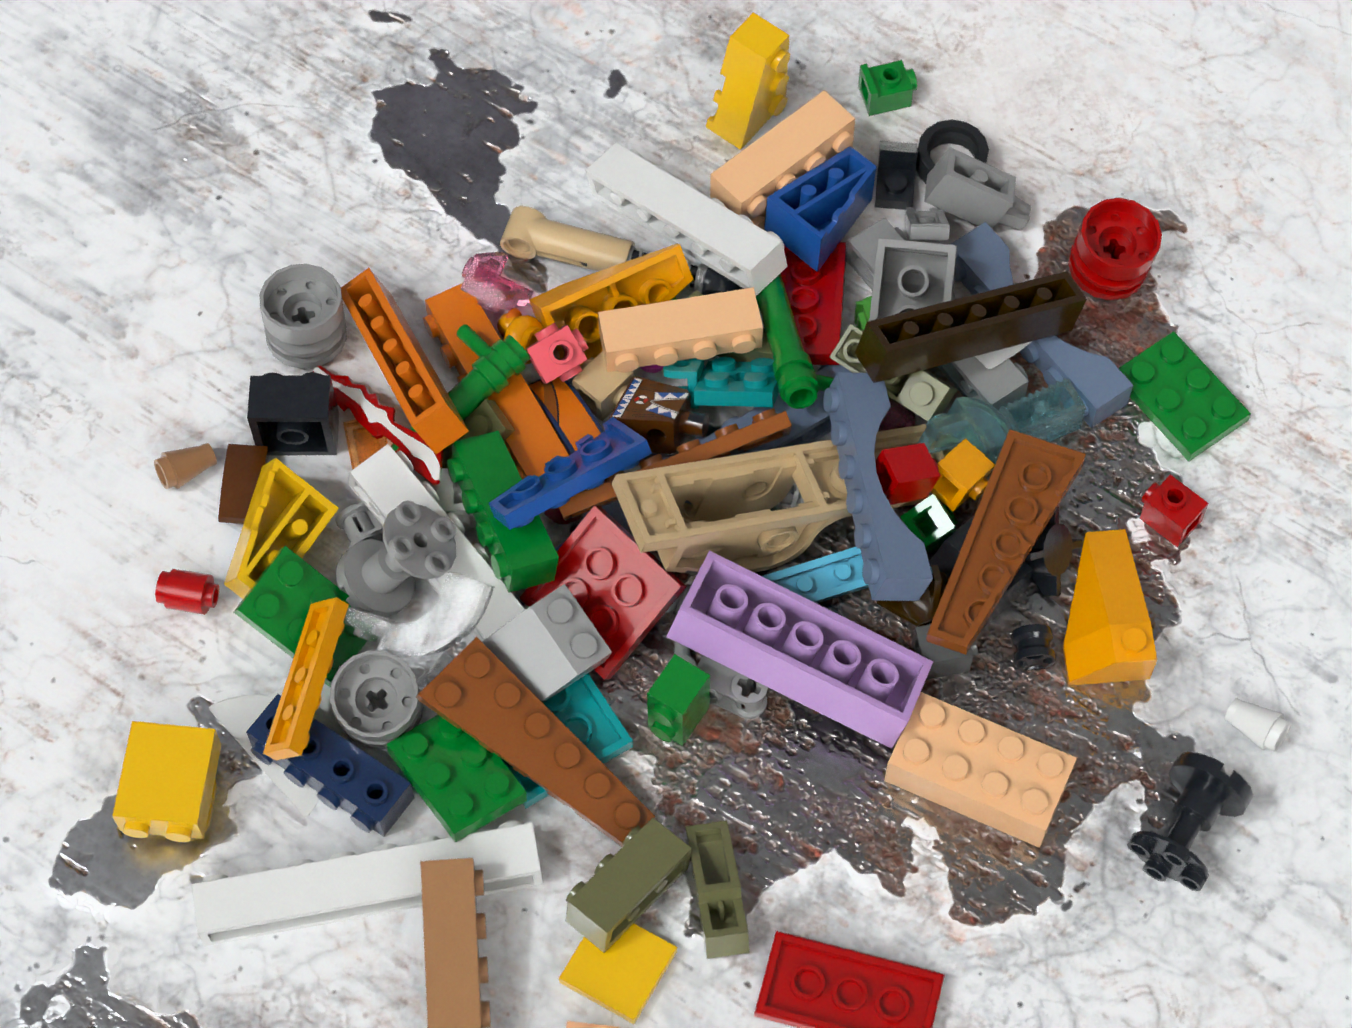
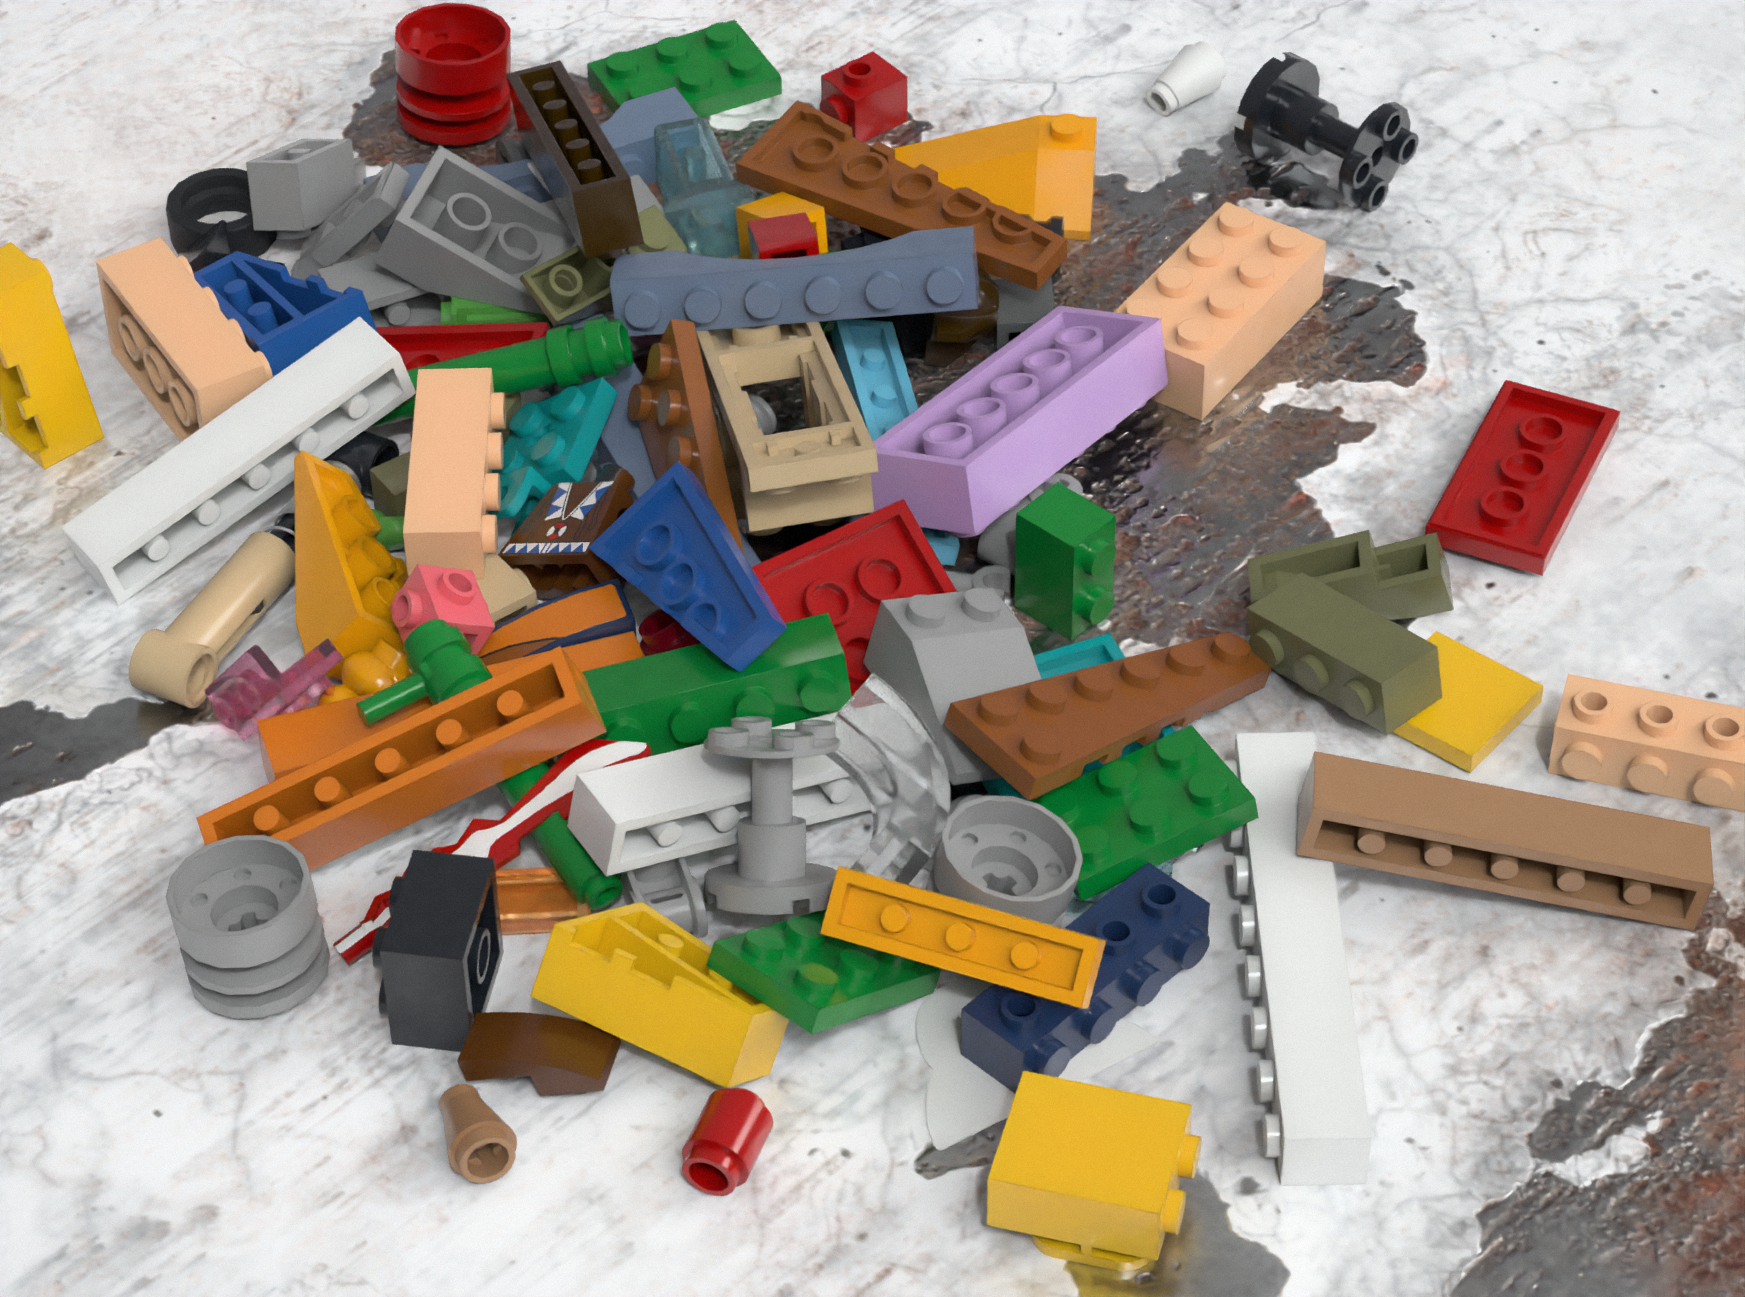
camera: 80 degrees left, 20 degrees down
(886, 87) = (72, 247): green brick -> none

